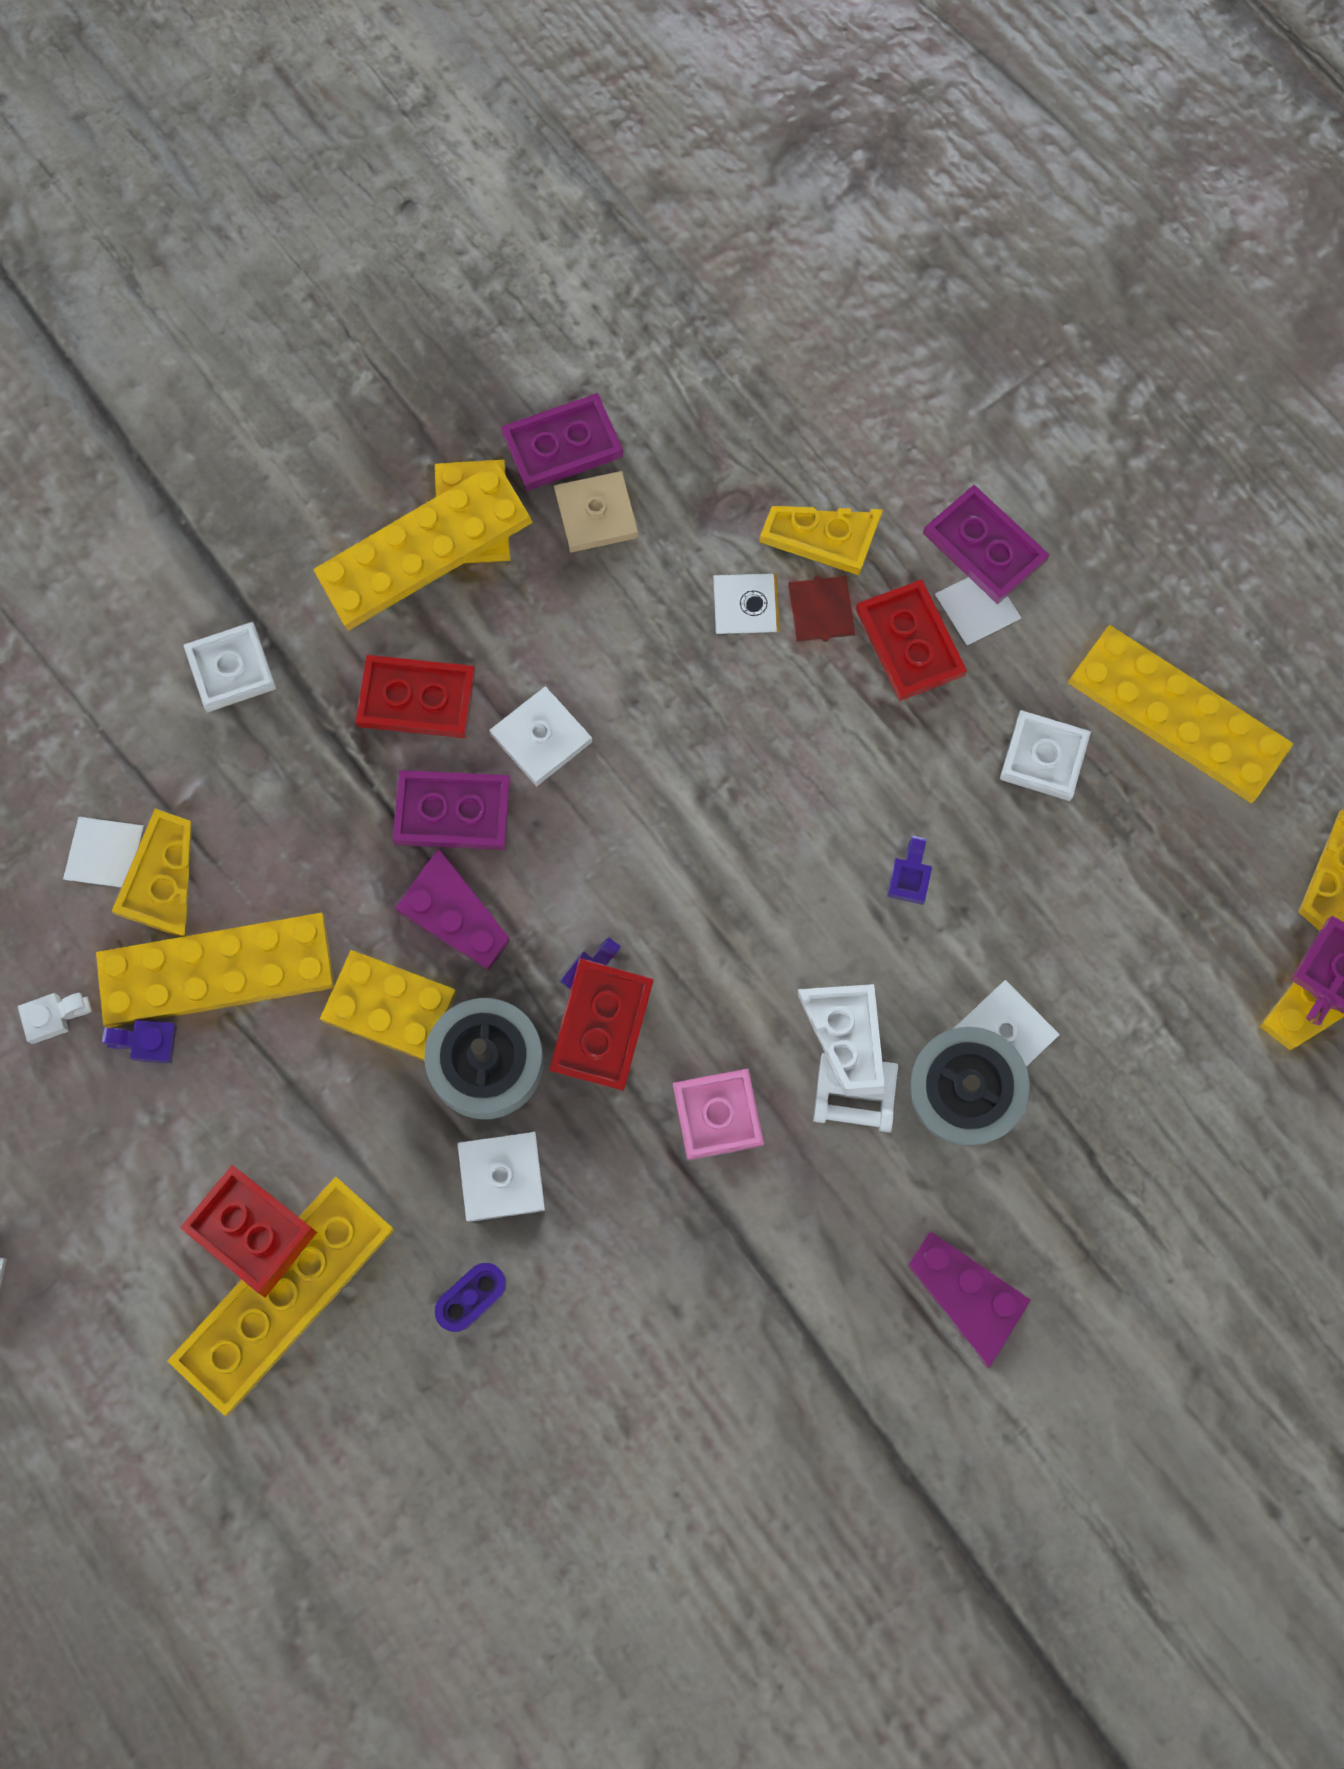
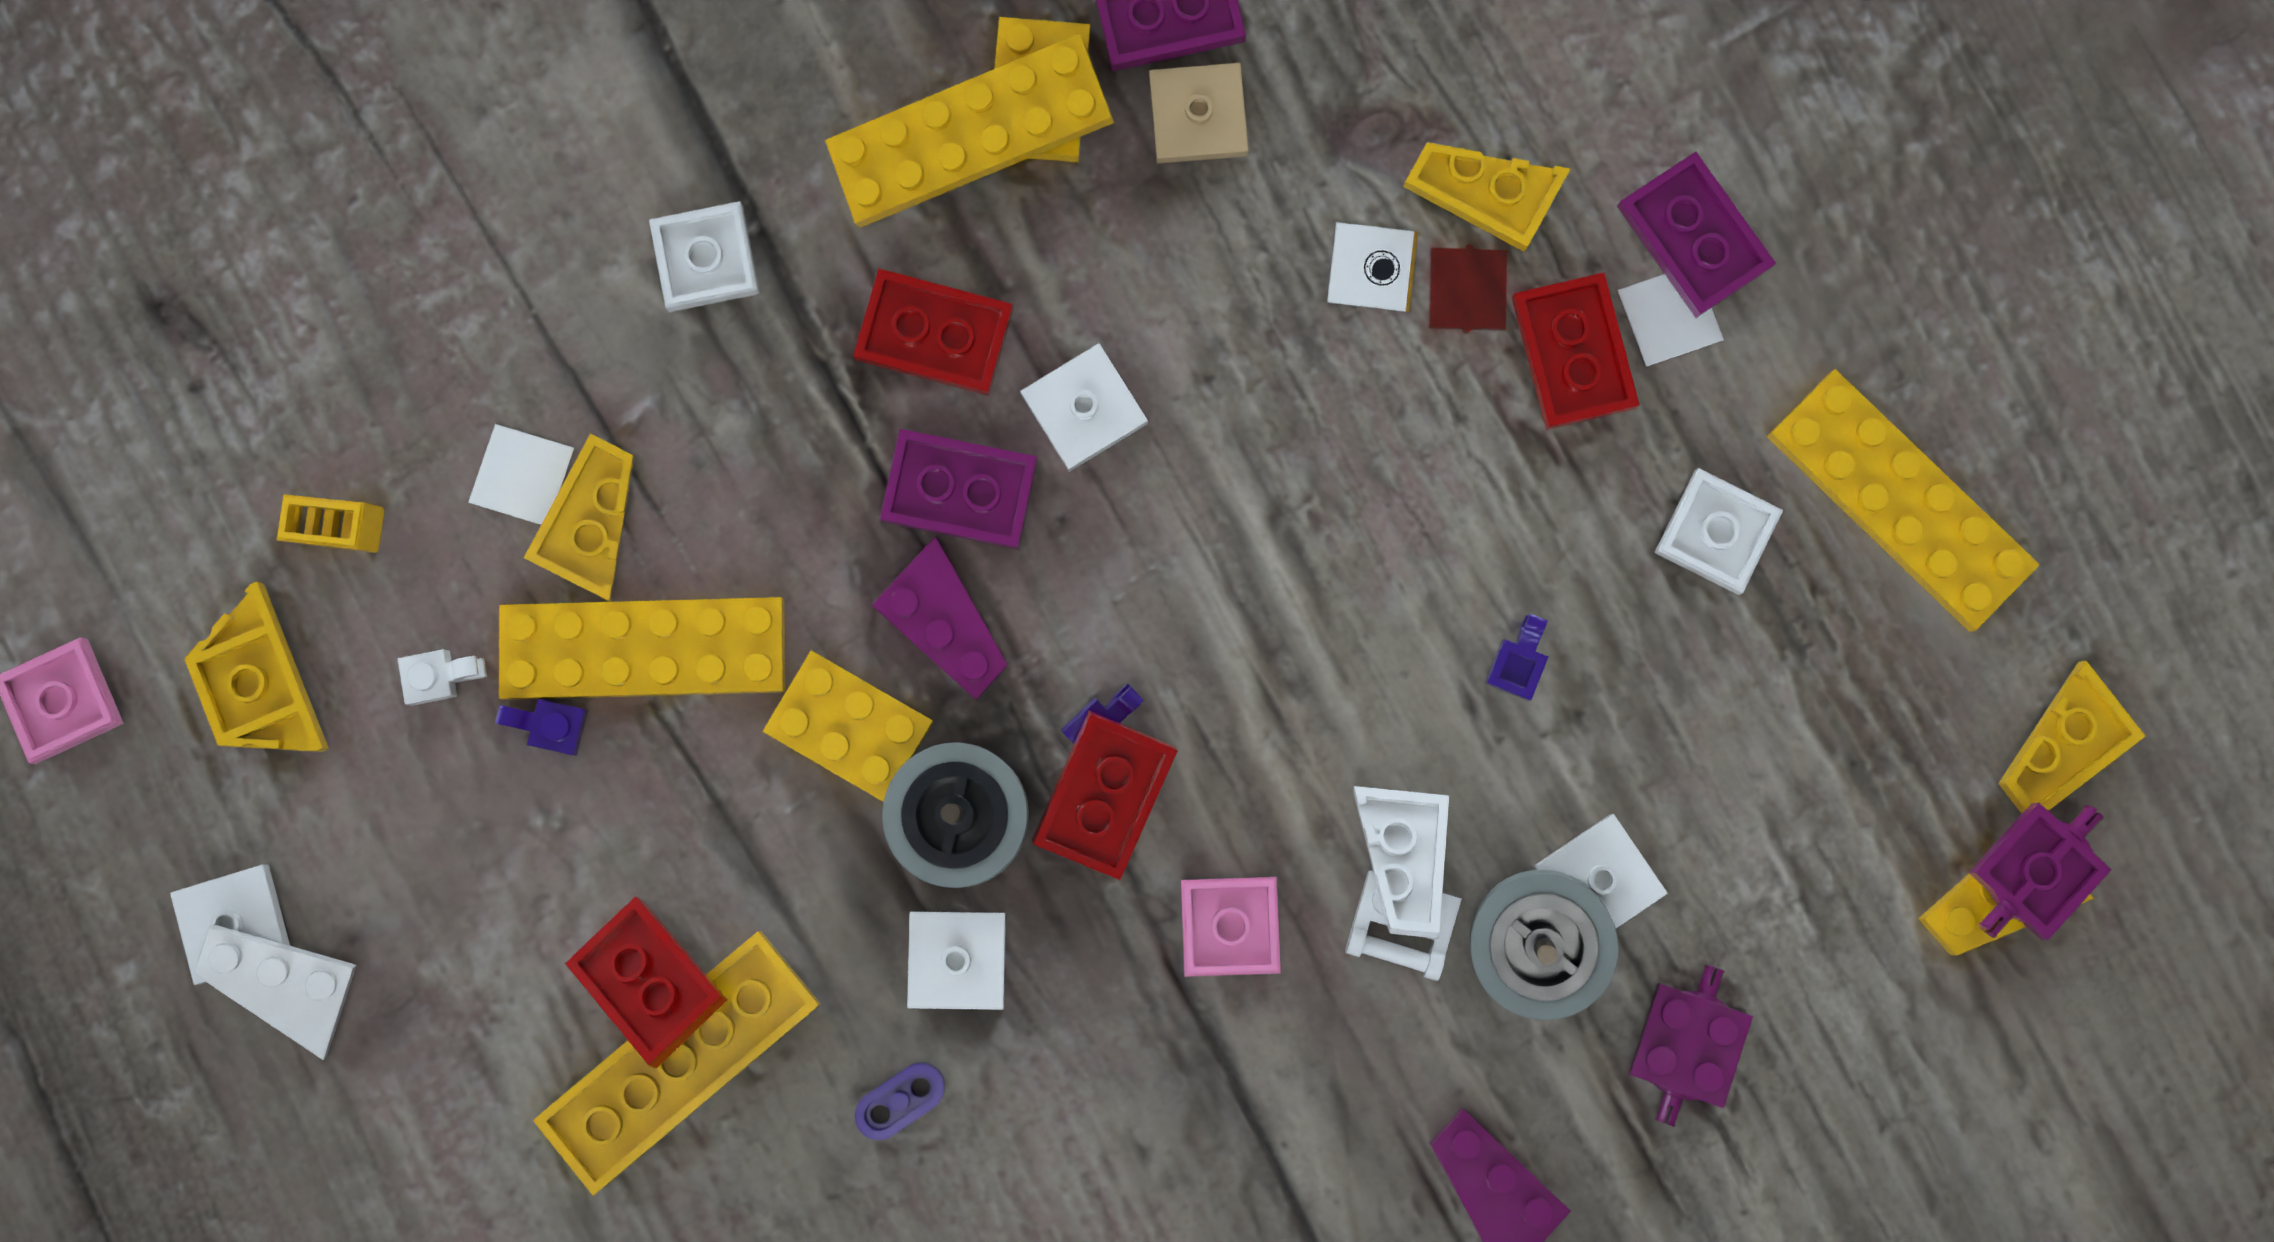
camera: 10 degrees right, 10 degrees up
(1101, 1152) = (1690, 1045): none -> magenta plate

